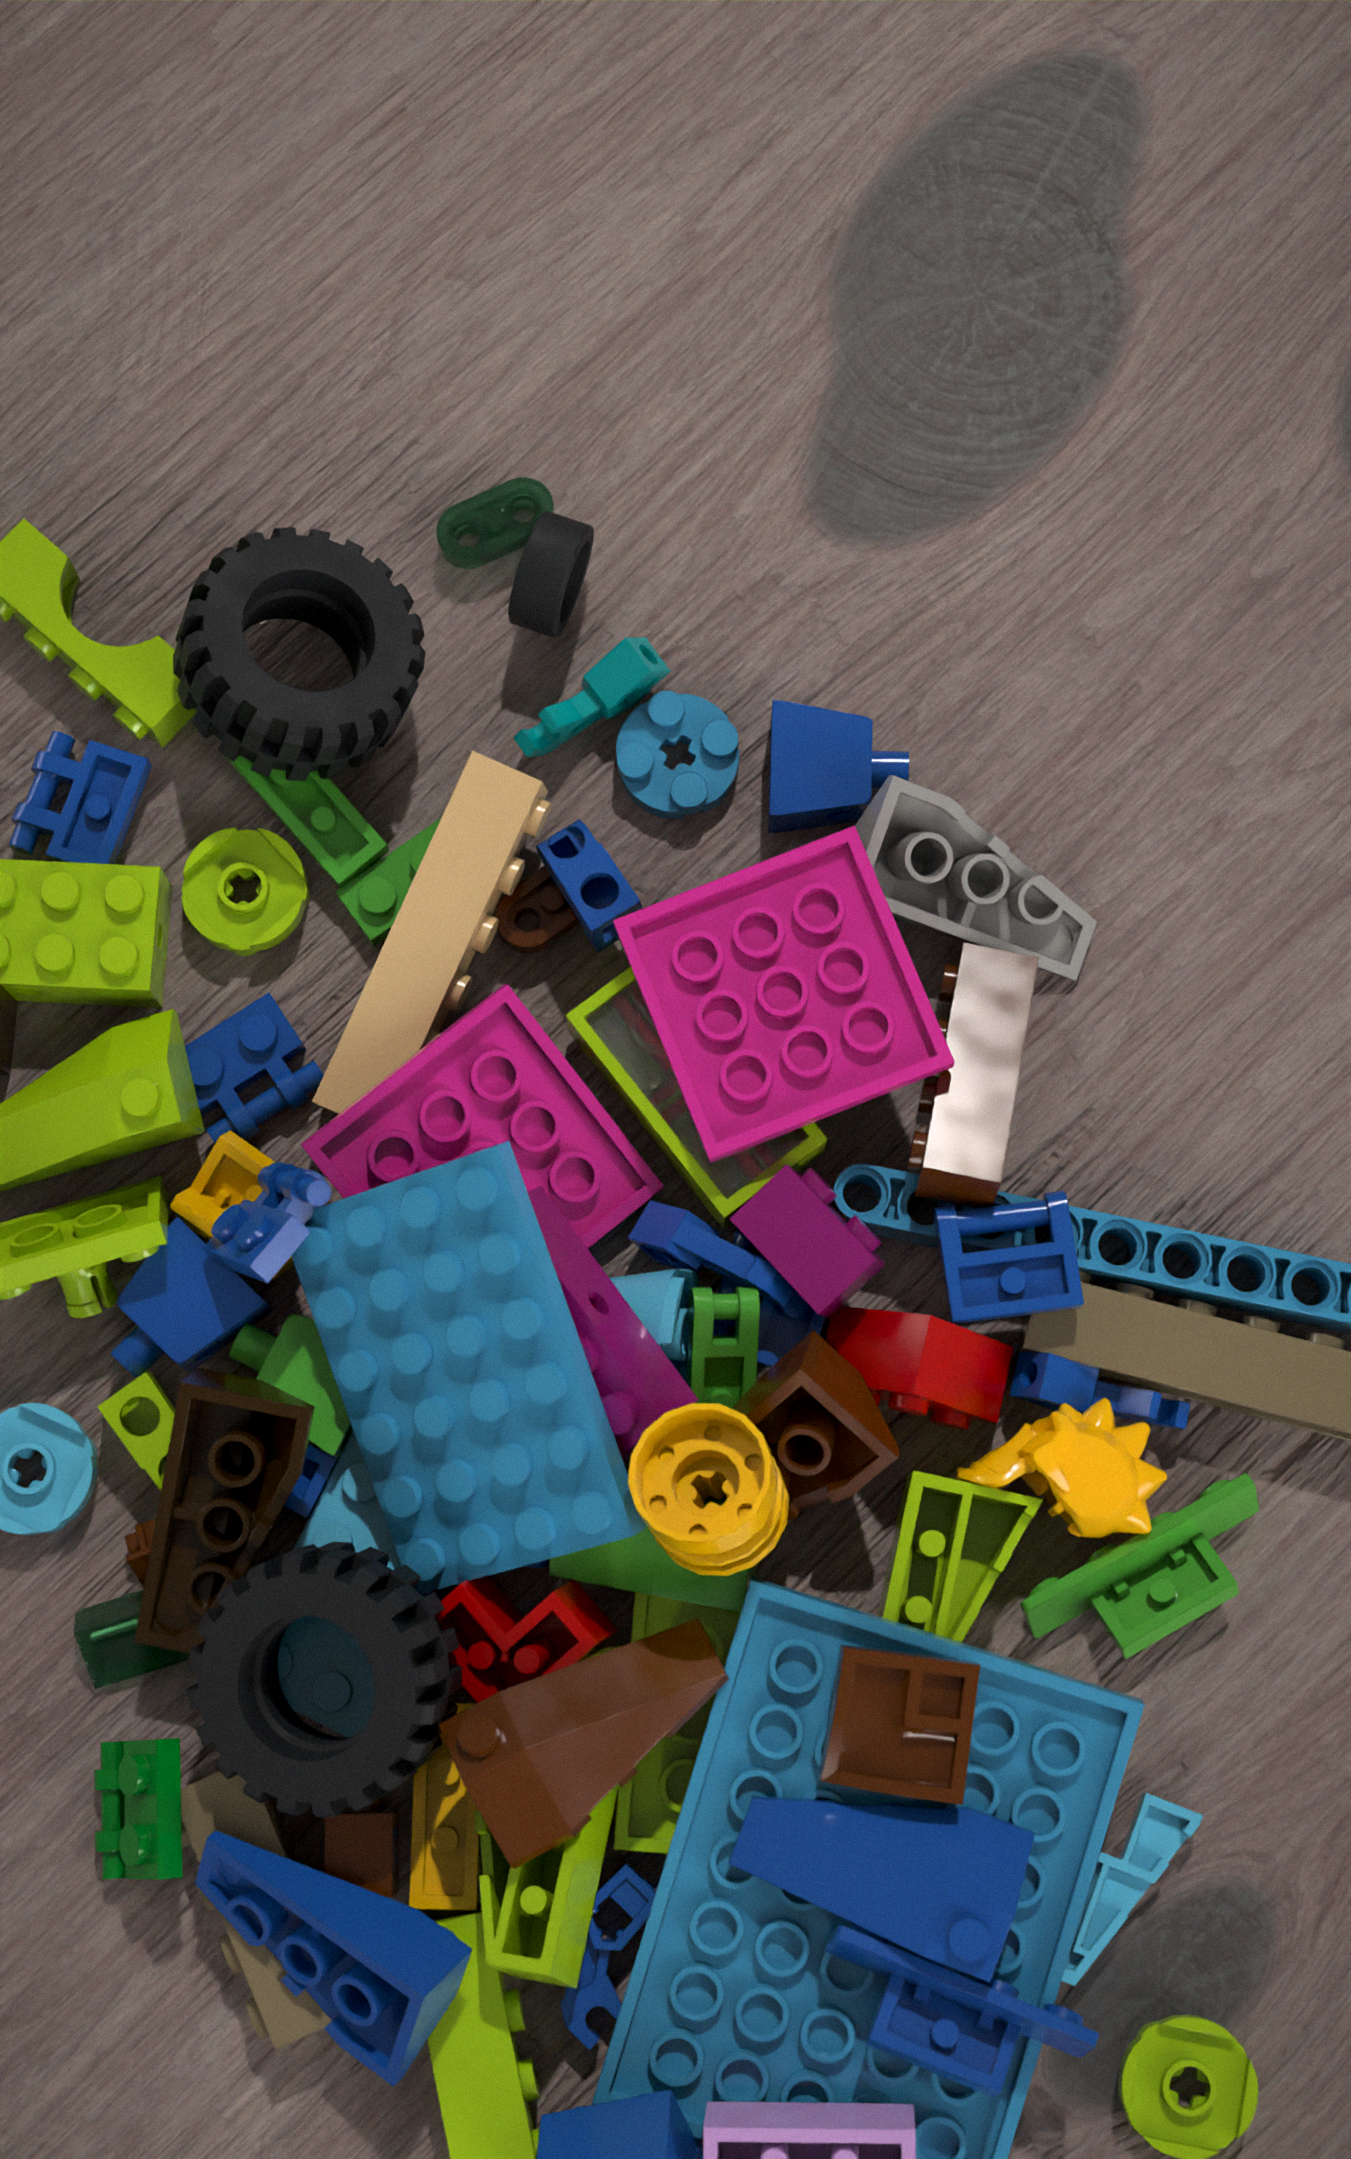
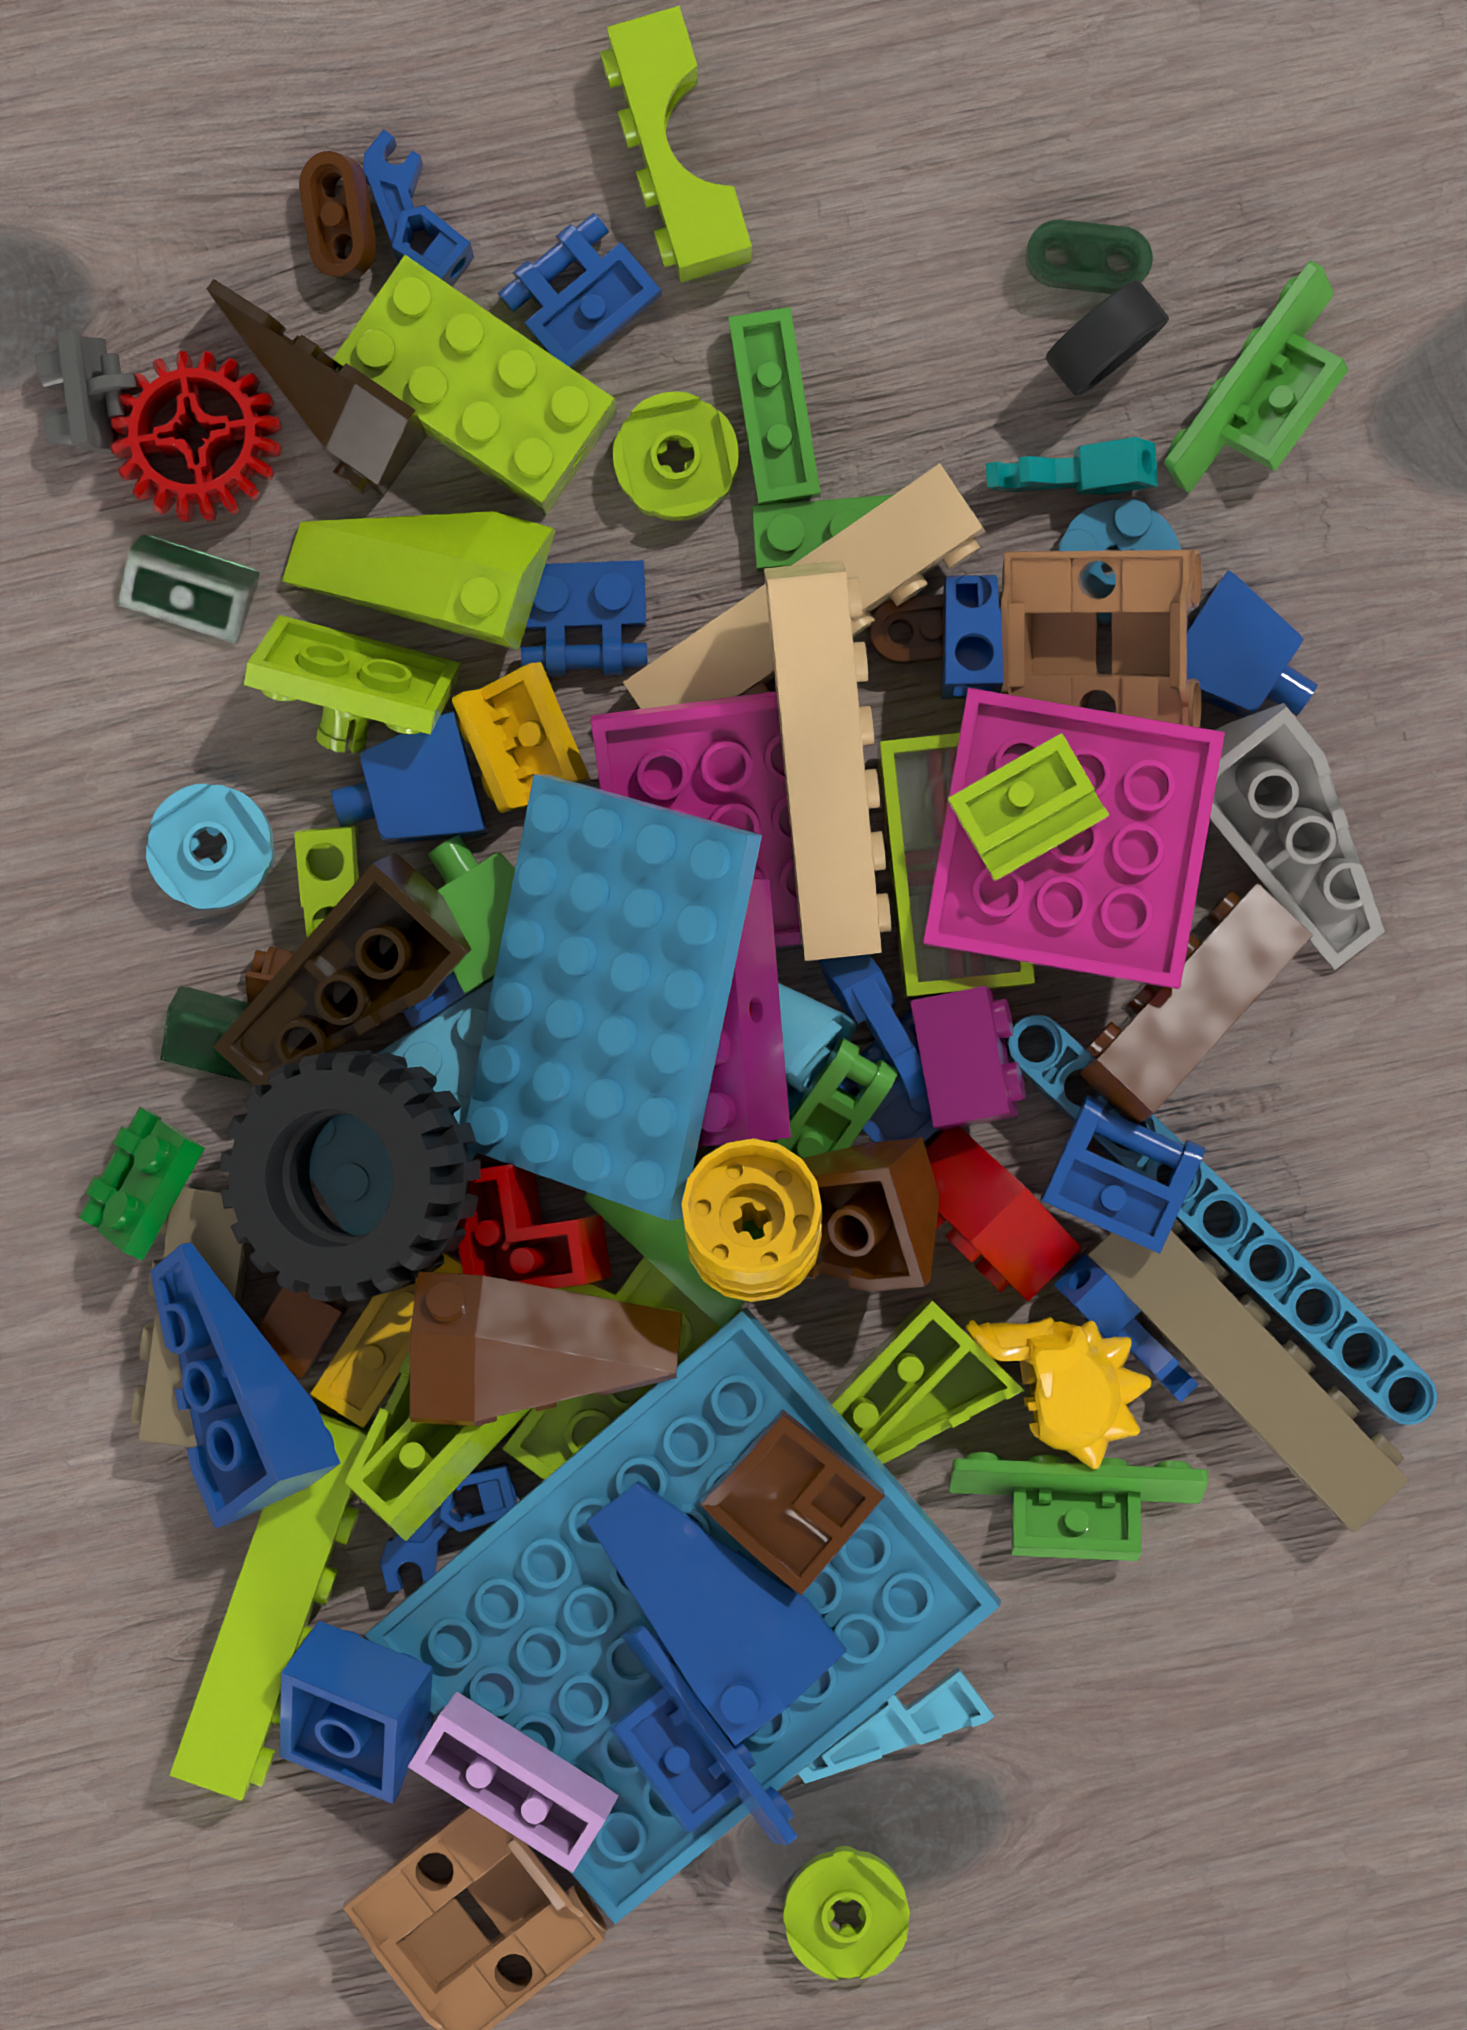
camera: 30 degrees right, 10 degrees up
(265, 1233) = (520, 775): blue plate -> none
(326, 588) = (916, 256): black tyre -> none
(527, 1055) = (825, 759): none -> tan brick
(655, 833) = (1053, 630): none -> medium nougat piece
(713, 543) = (1268, 391): none -> bright green bracket
(726, 986) = (1028, 807): none -> lime plate

